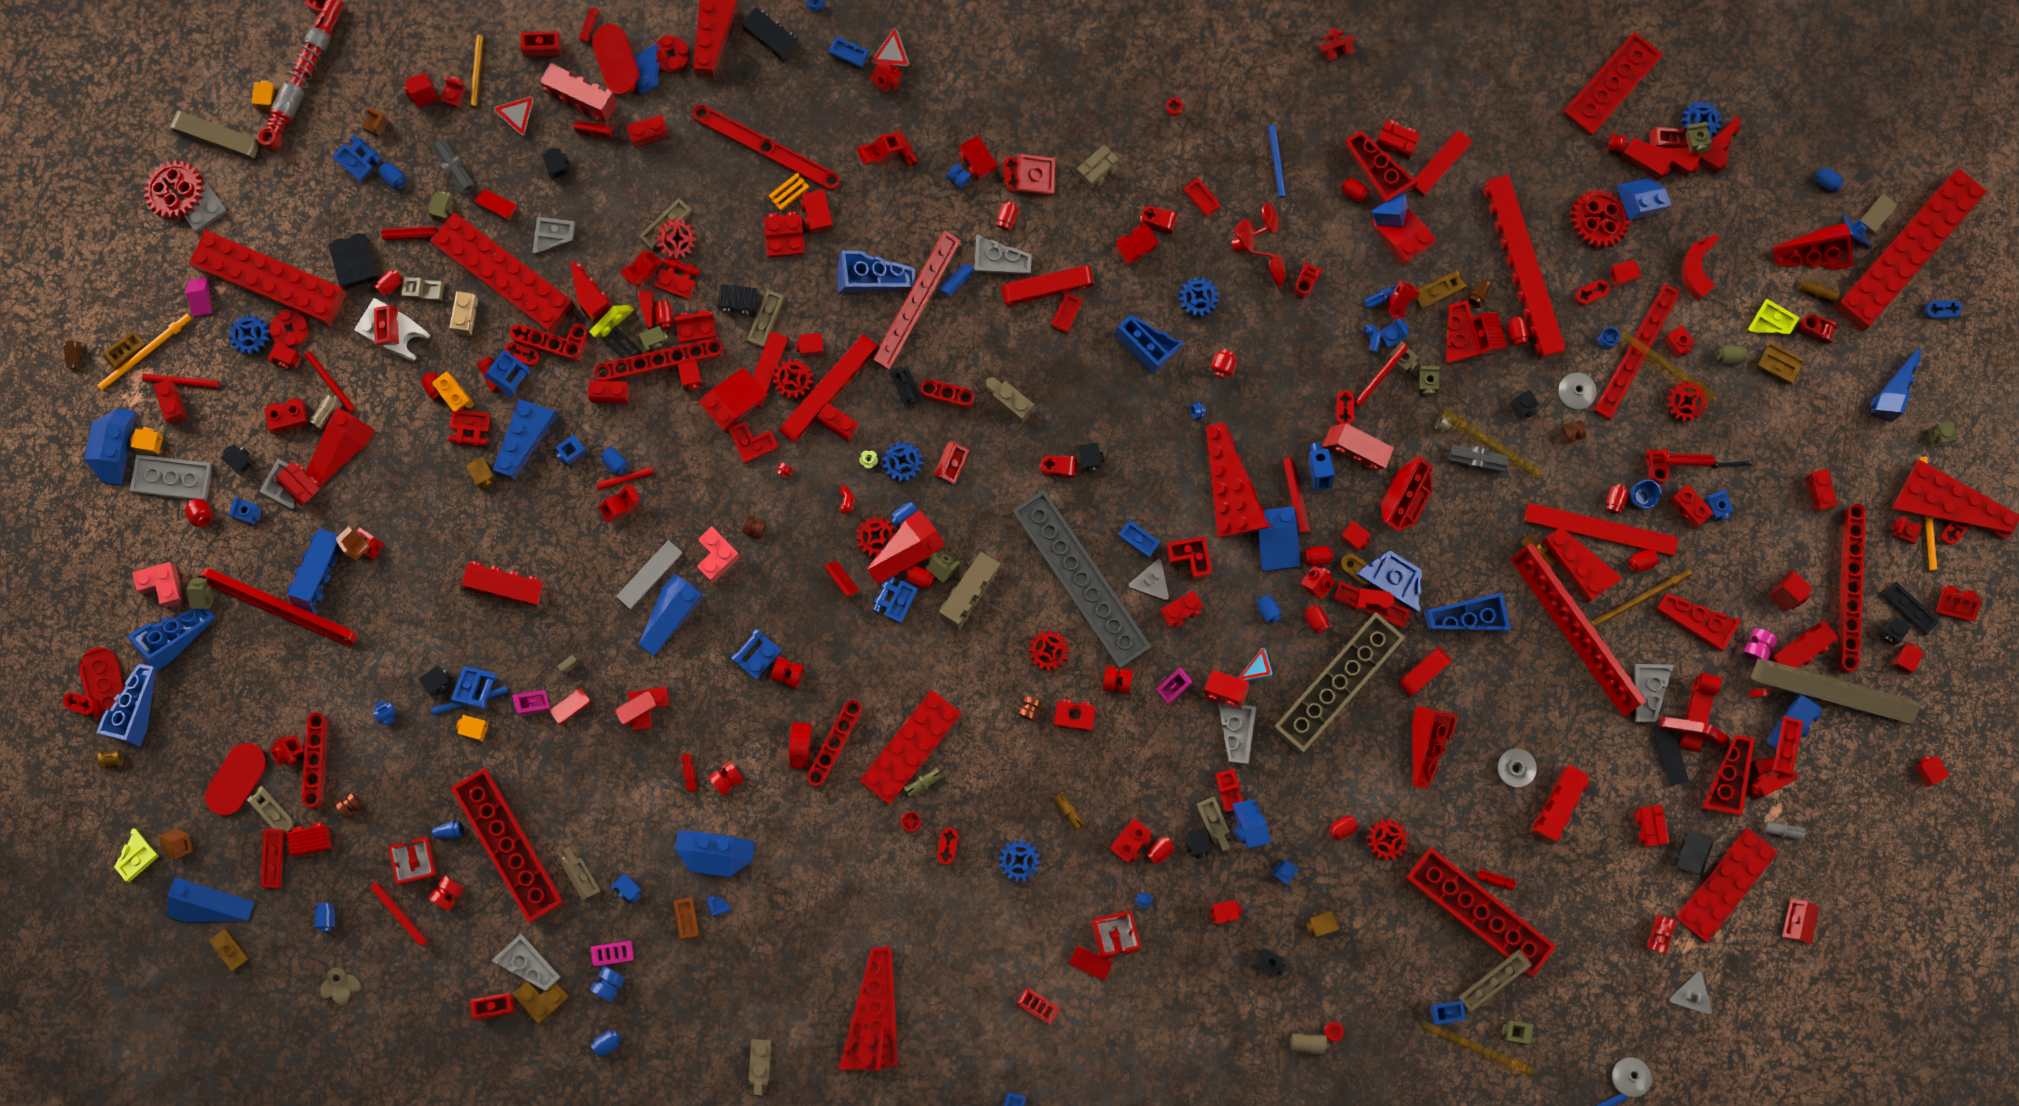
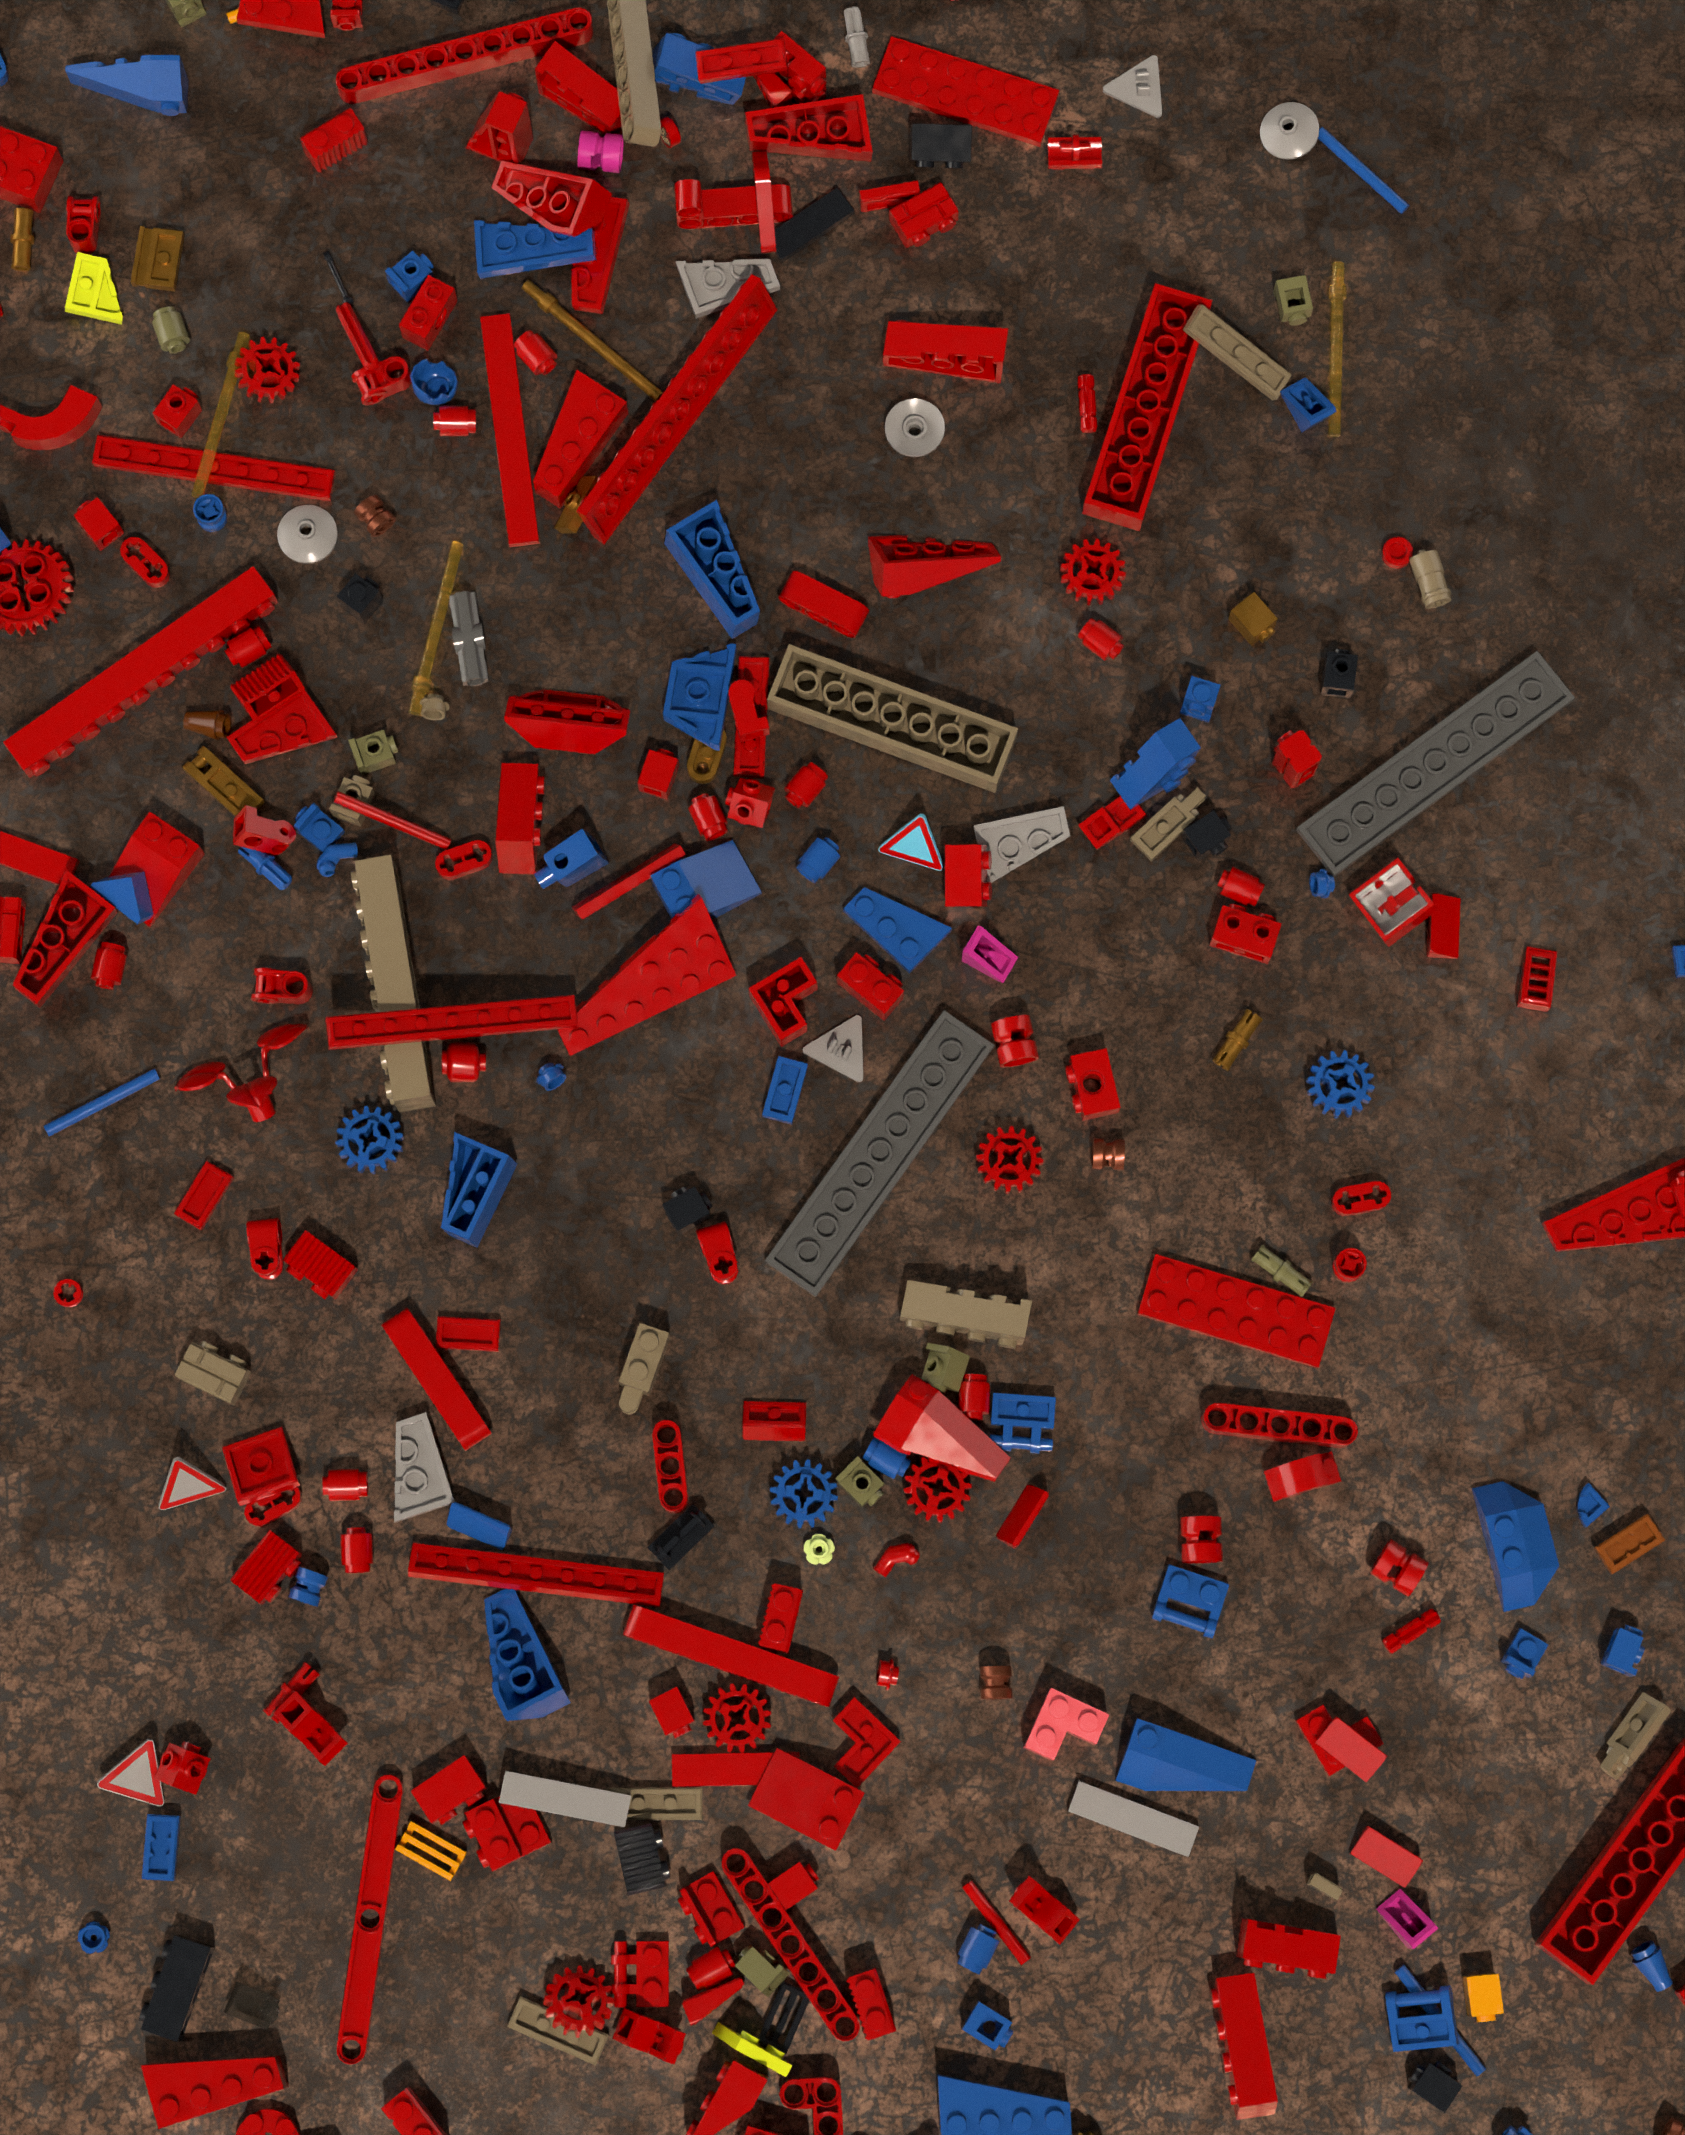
camera: 110 degrees left, 0 degrees up
(543, 629) = (1288, 1948): none -> red wedge
(649, 831) = (1523, 1654): none -> blue bracket
(786, 269) = (565, 1799): none -> light grey tile
(904, 495) = (849, 1476): none -> olive brick
(968, 209) = (356, 1550): none -> red brick
(1041, 132) = (187, 1484): none -> piece
(1192, 999) = (1435, 764): none -> dark grey plate
(1211, 640) = (896, 928): none -> blue wing
(1246, 359) = (451, 1022): none -> red tile
(1284, 340) = (393, 977): none -> dark tan brick
(1672, 809) = (887, 196): none -> red tile
(1713, 578) = (516, 249): none -> blue wing
(1734, 606) = (554, 199): none -> red wedge

